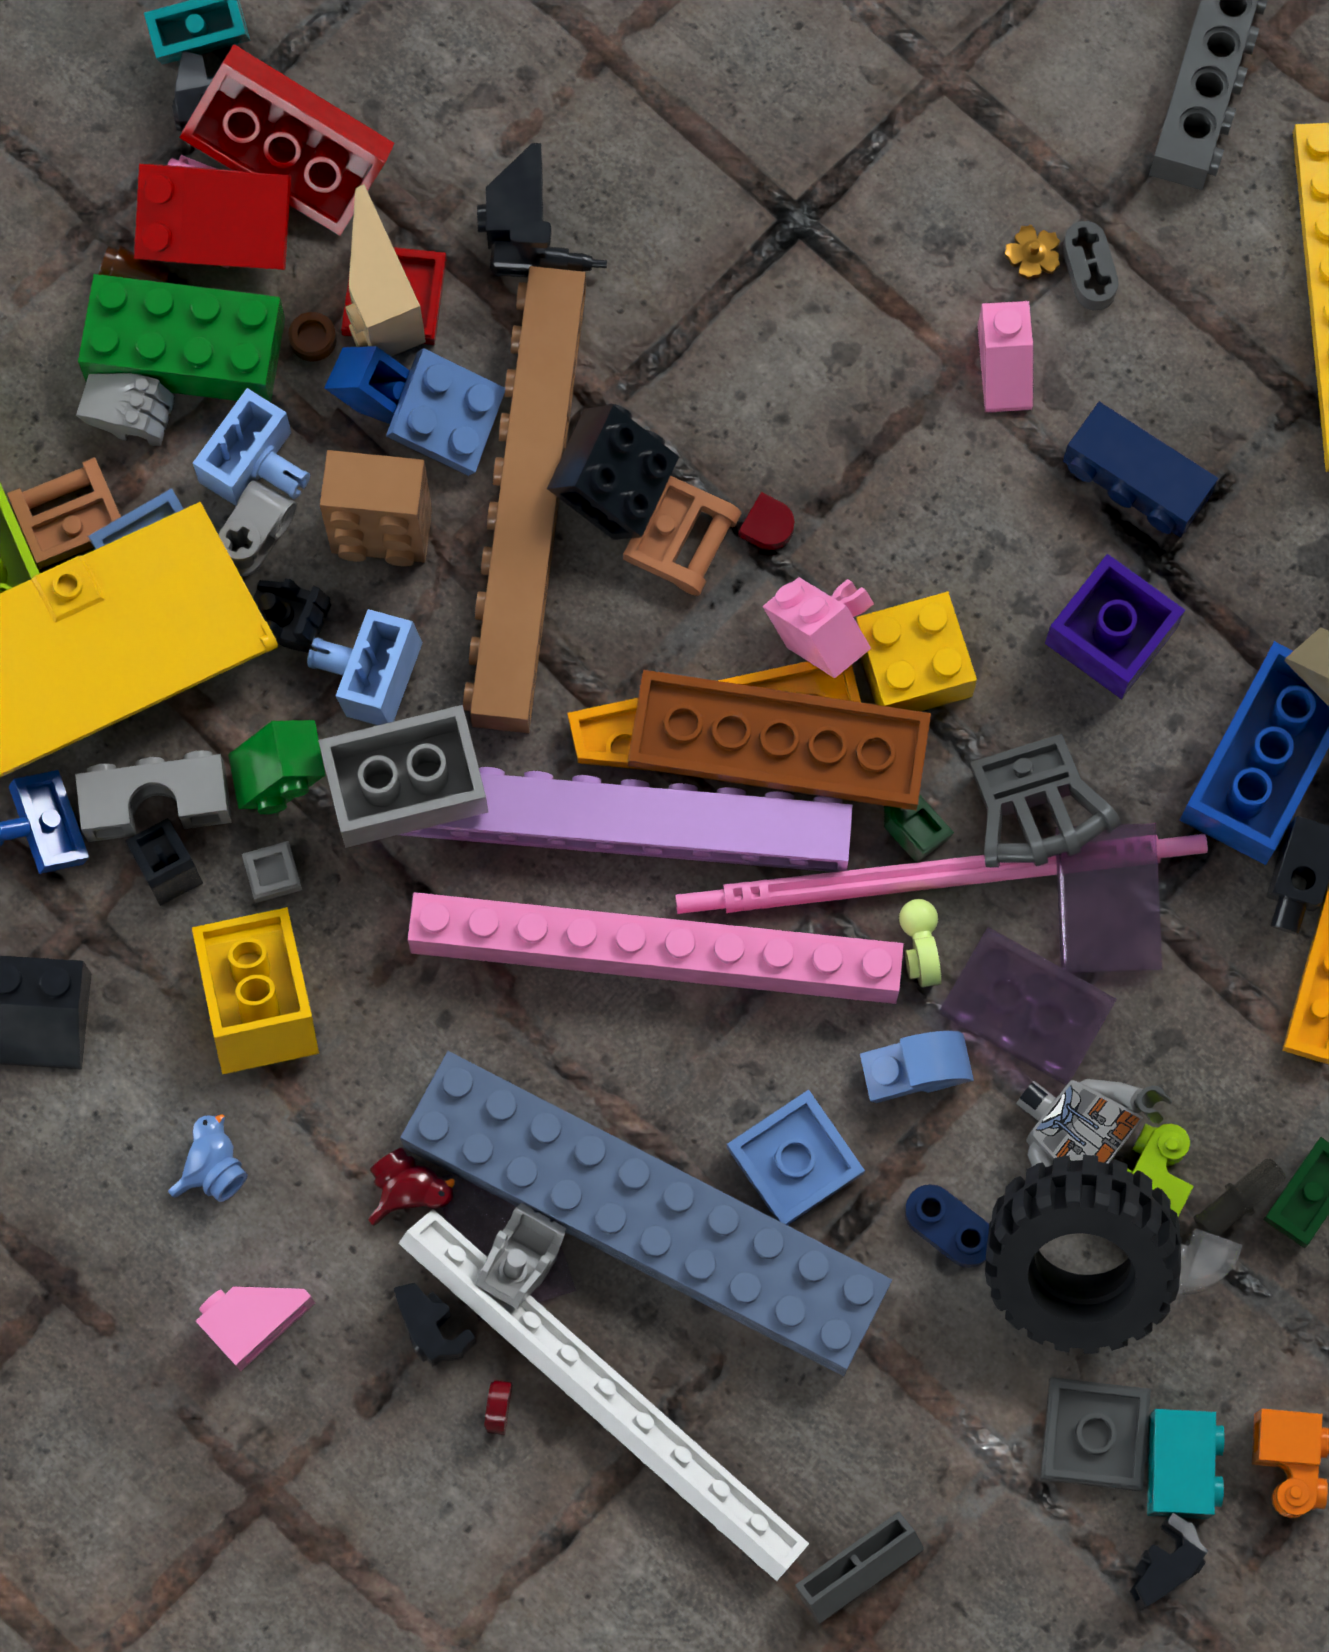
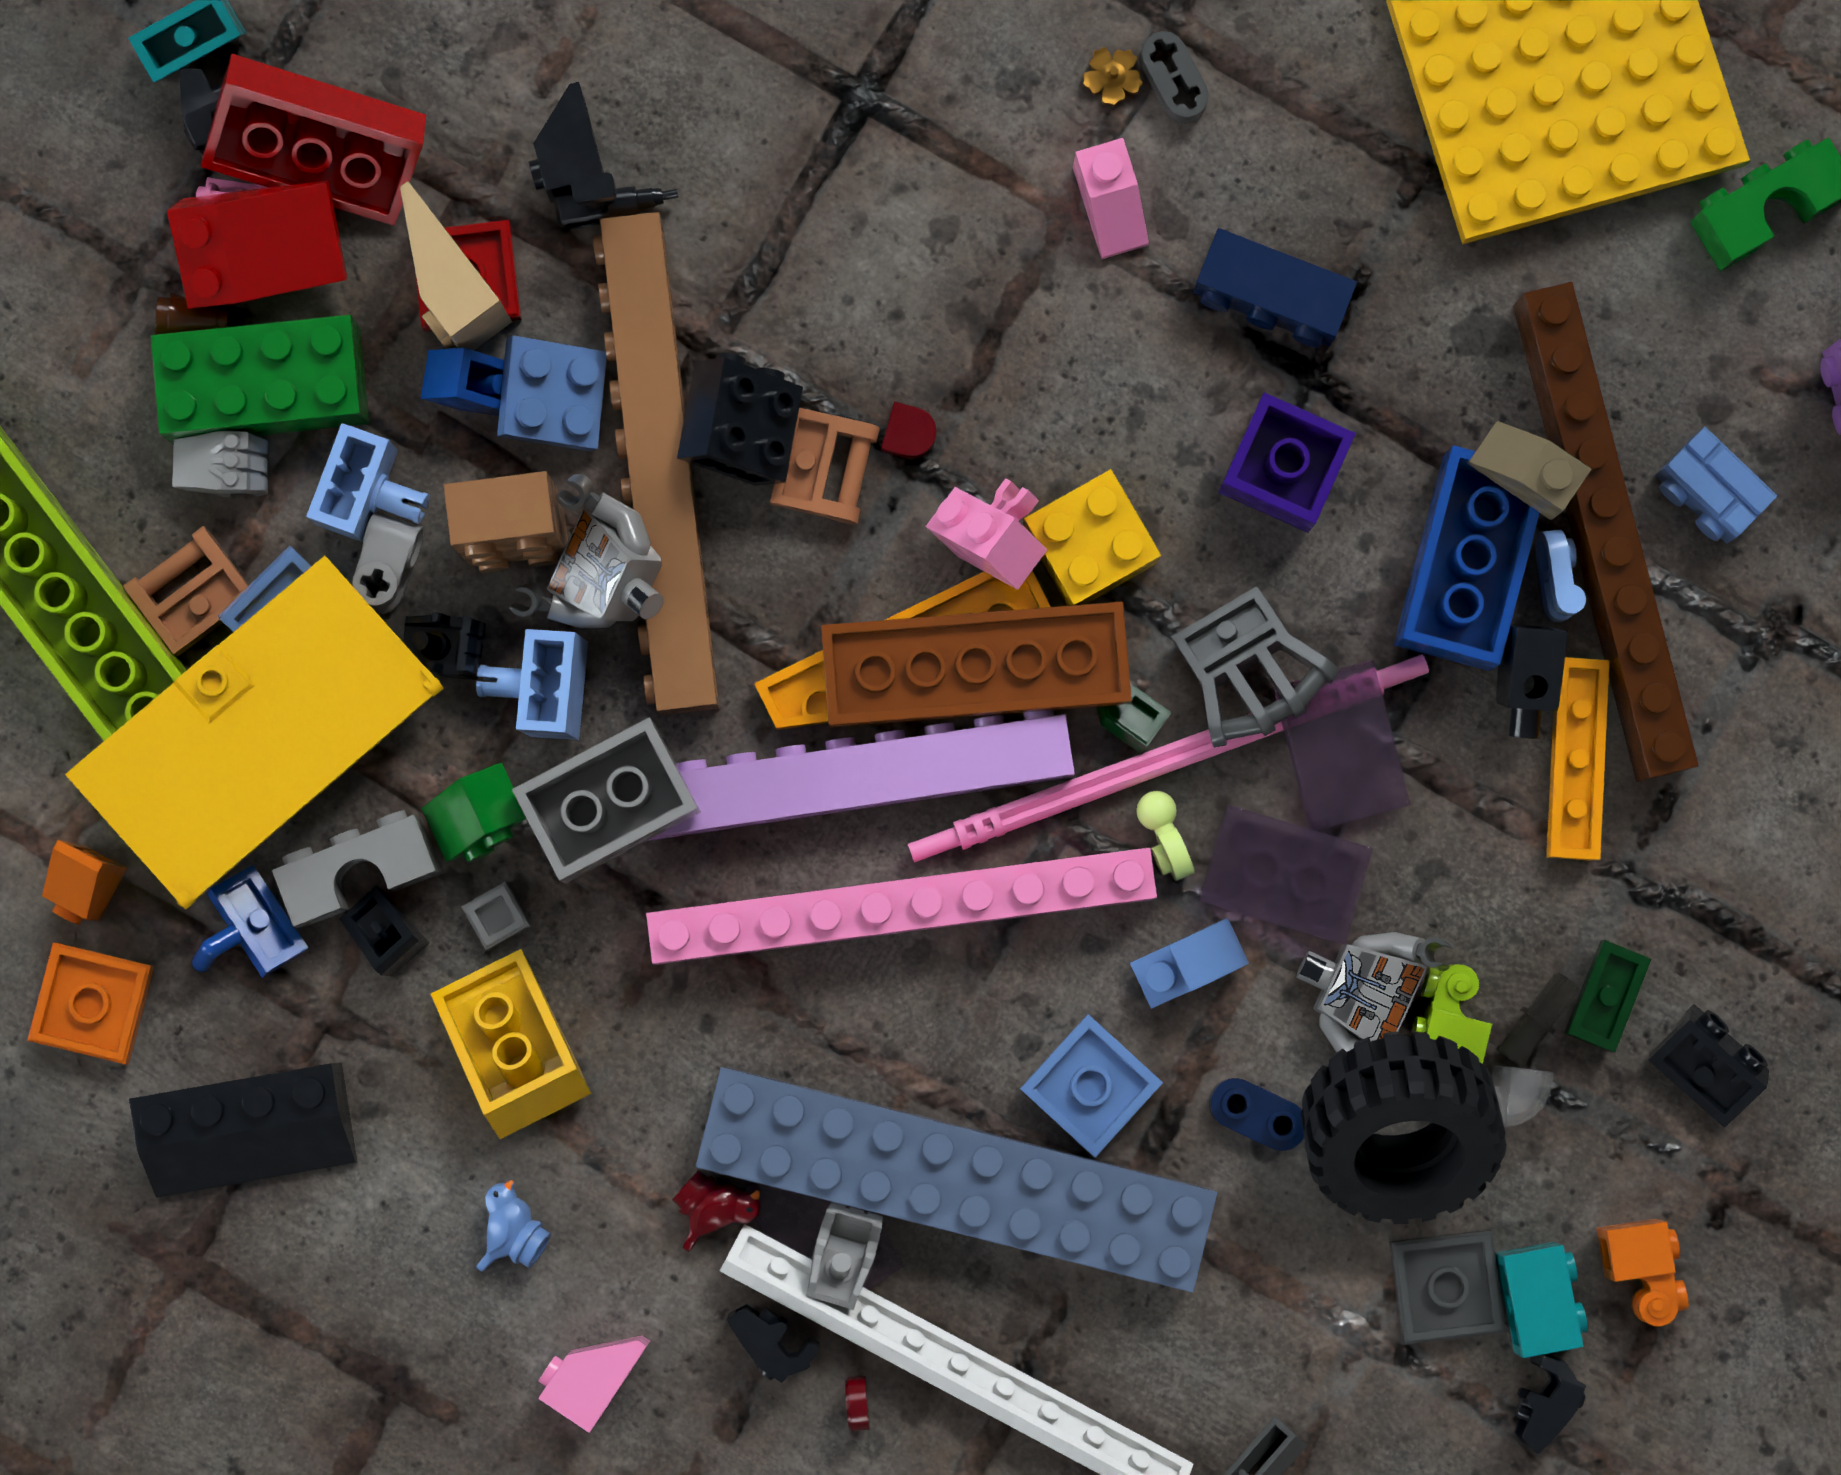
camera: 15 degrees left, 10 degrees up
(312, 336) = (393, 341): reddish brown tile -> none
(454, 572) = (604, 567): none -> light grey torso

